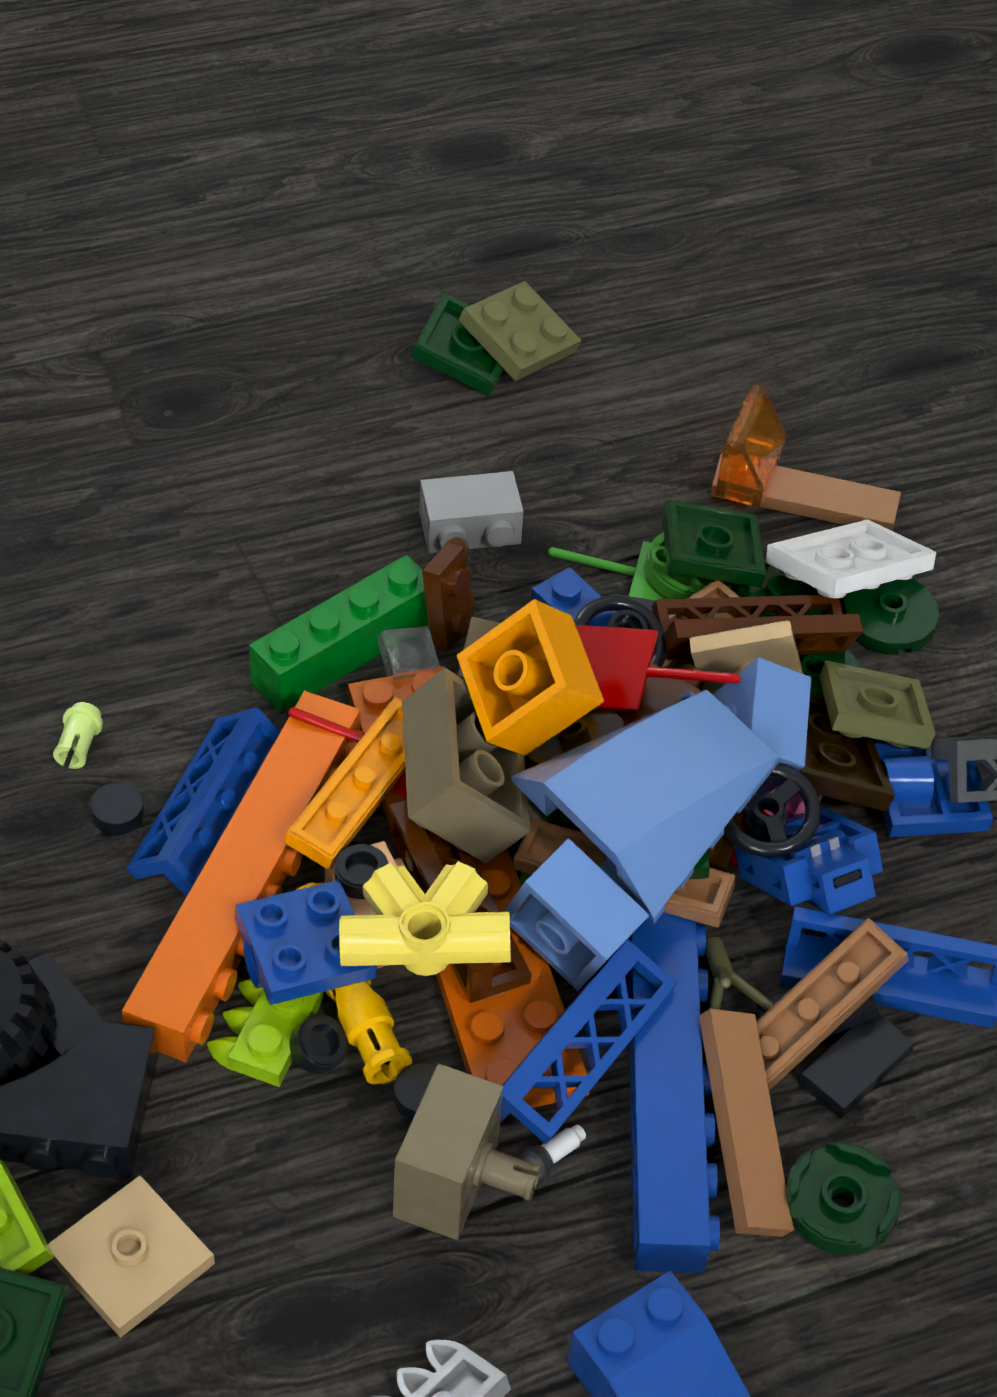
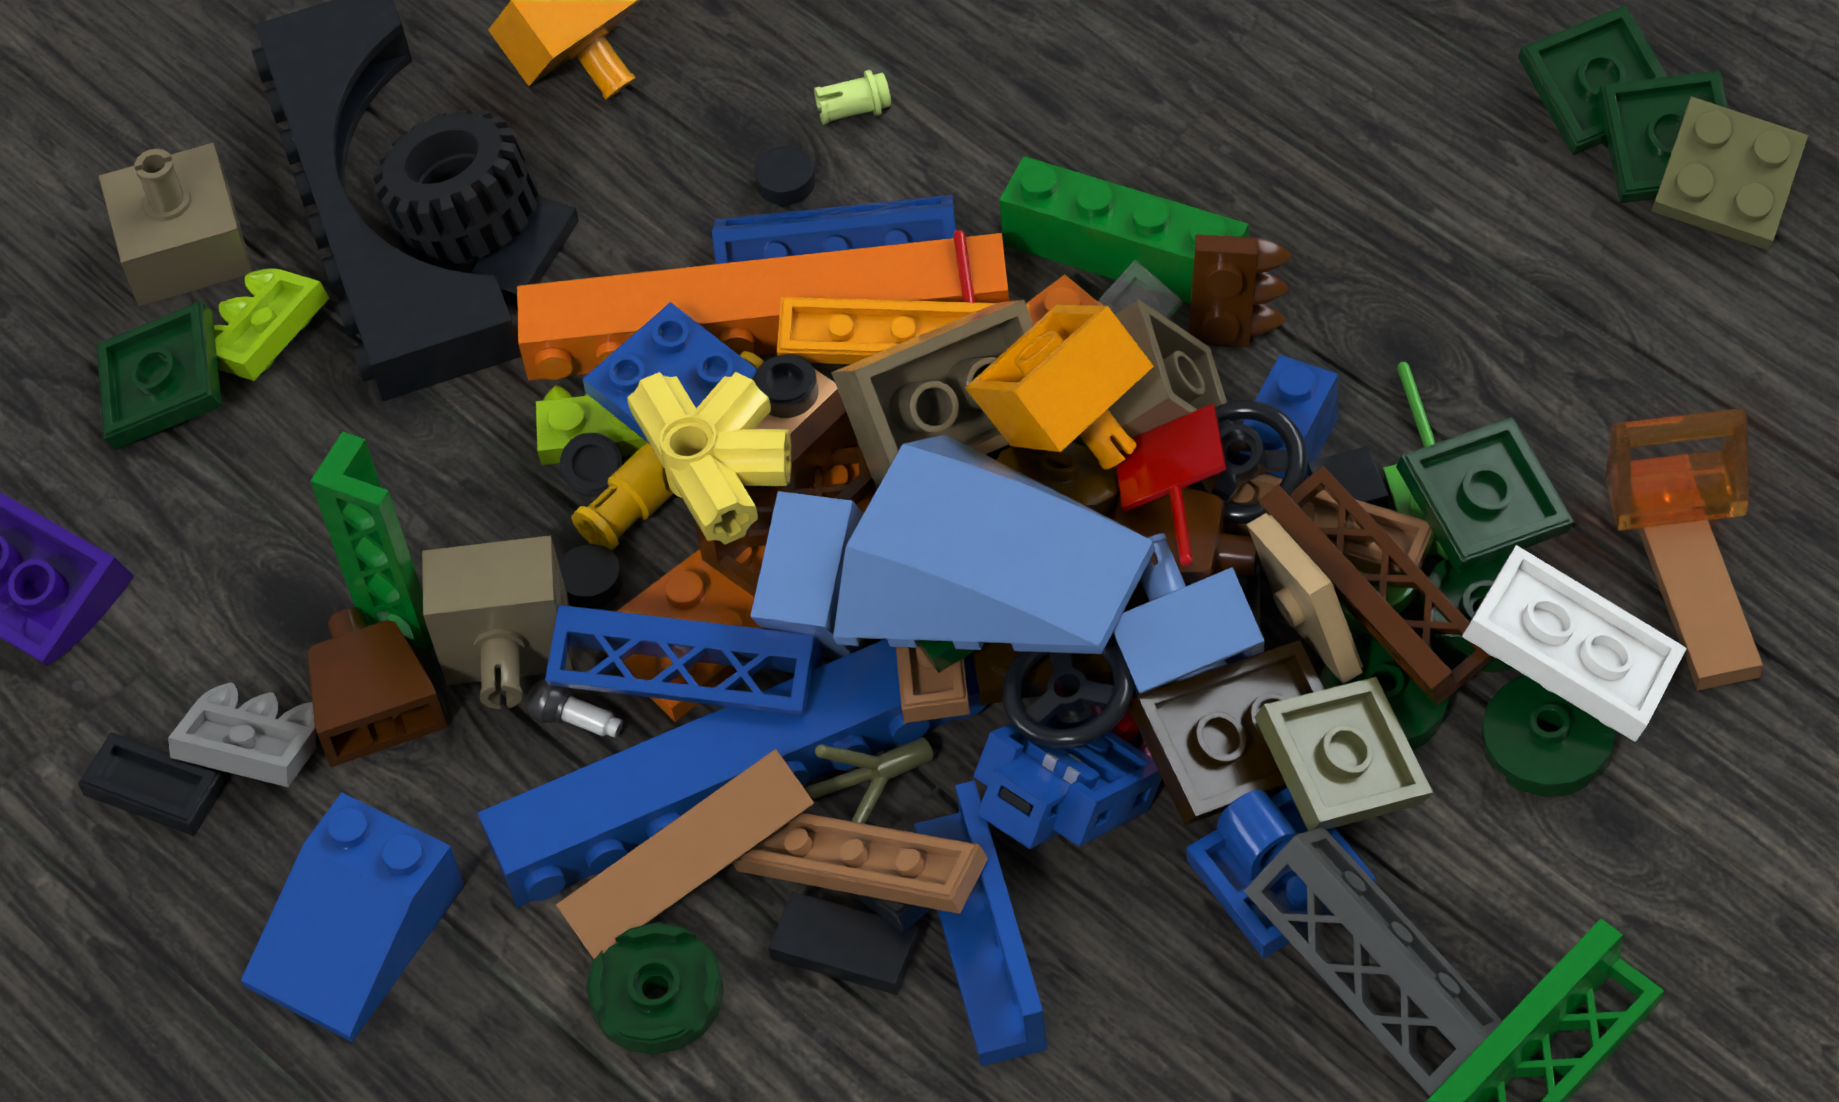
camera: 75 degrees right, 5 degrees up
(130, 1256) = (286, 435): tan plate -> none
(369, 1190) = (369, 539): none -> green fence
(382, 351) = (1580, 59): none -> dark green plate
(443, 1286) = (368, 689): none -> reddish brown torso
(473, 507) = (1392, 262): light grey brick -> none

